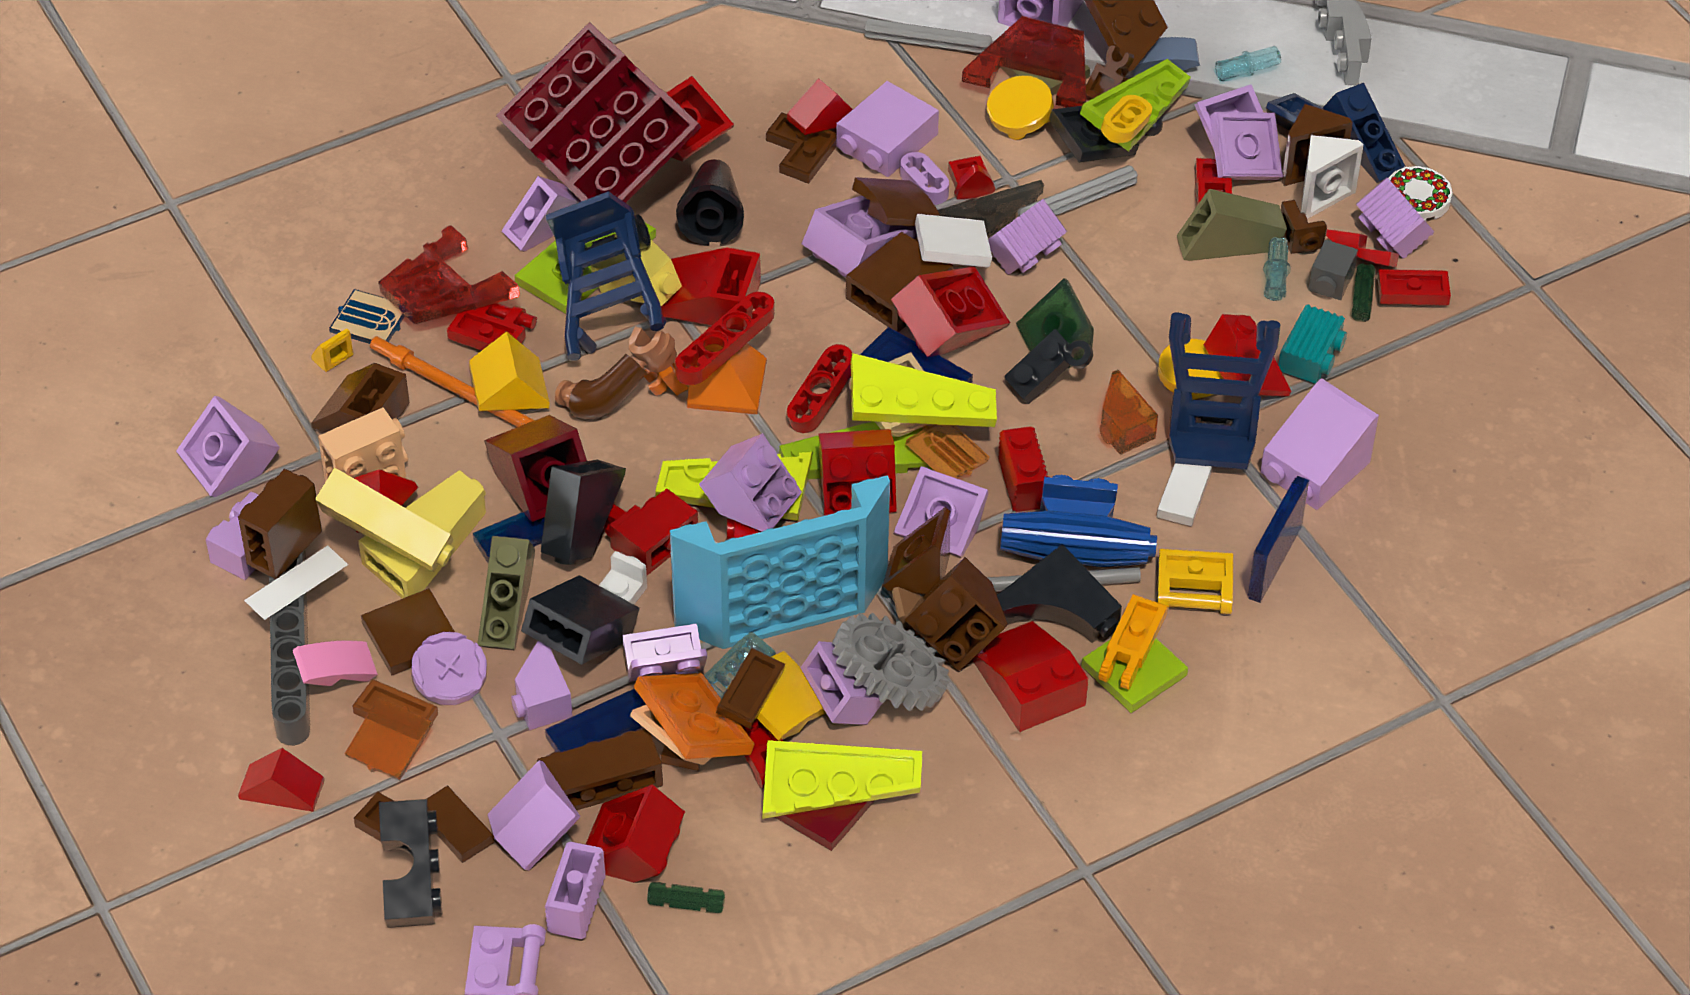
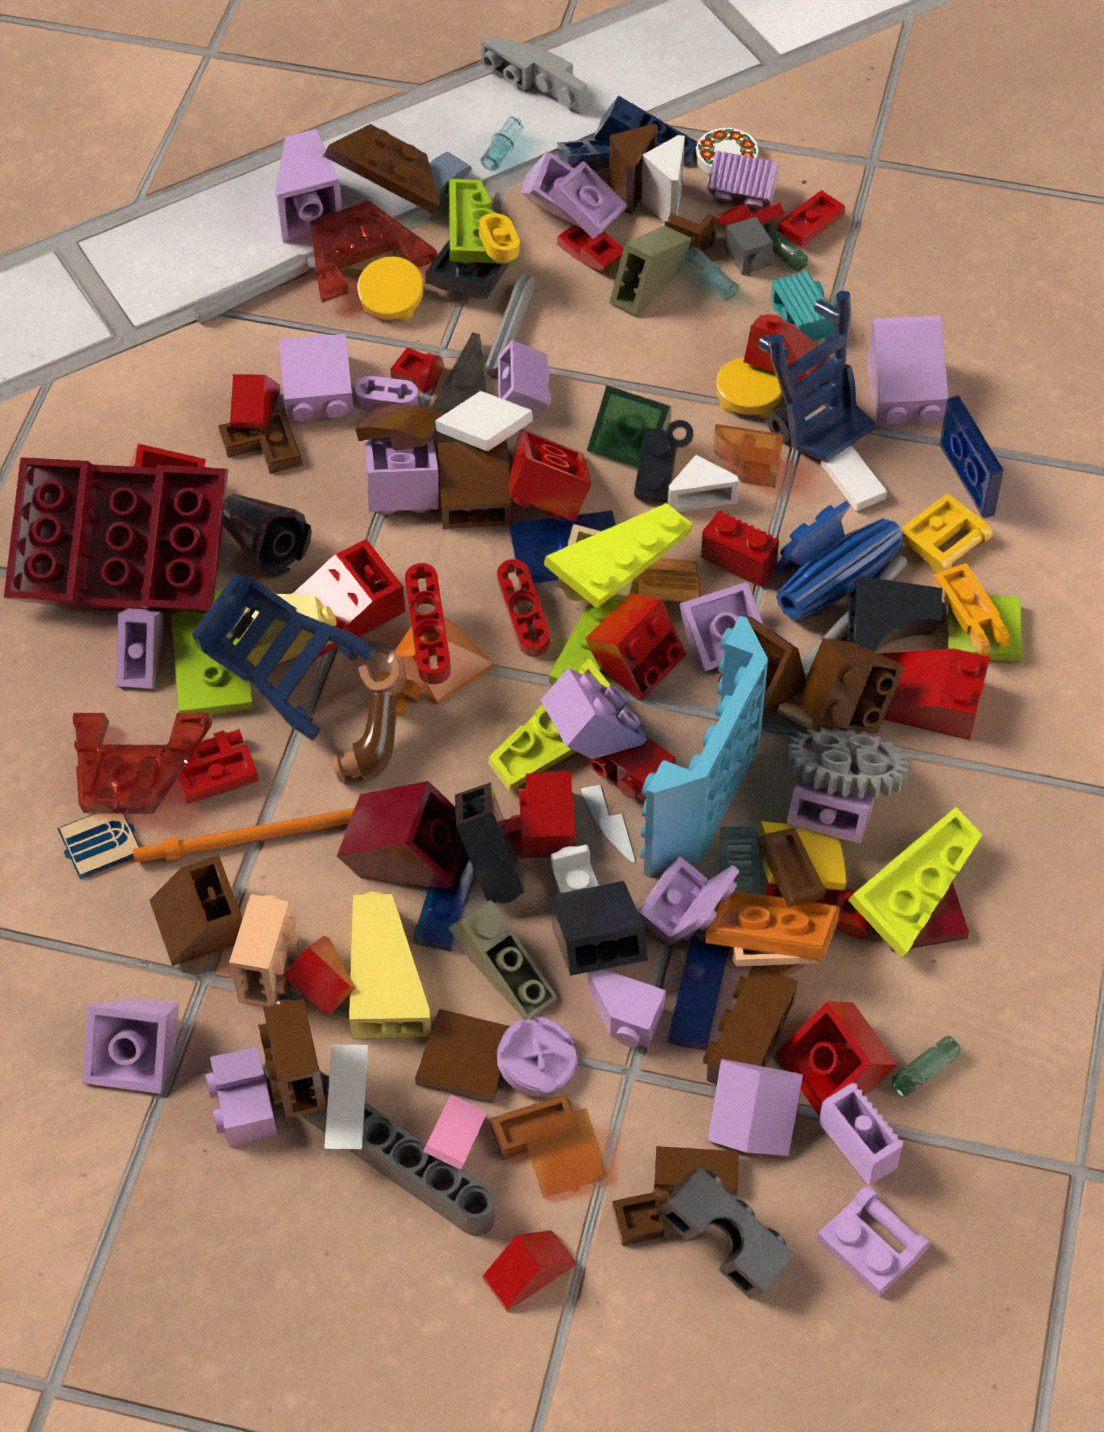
camera: 45 degrees left, 5 degrees up
(333, 350) = (108, 890): yellow slope -> none
(384, 521) = (373, 981): light yellow slope -> none
(508, 377) = (282, 795): yellow slope -> none
(1053, 406) = (702, 486): none -> white slope
(1108, 76) = (429, 225): reddish brown plate -> none

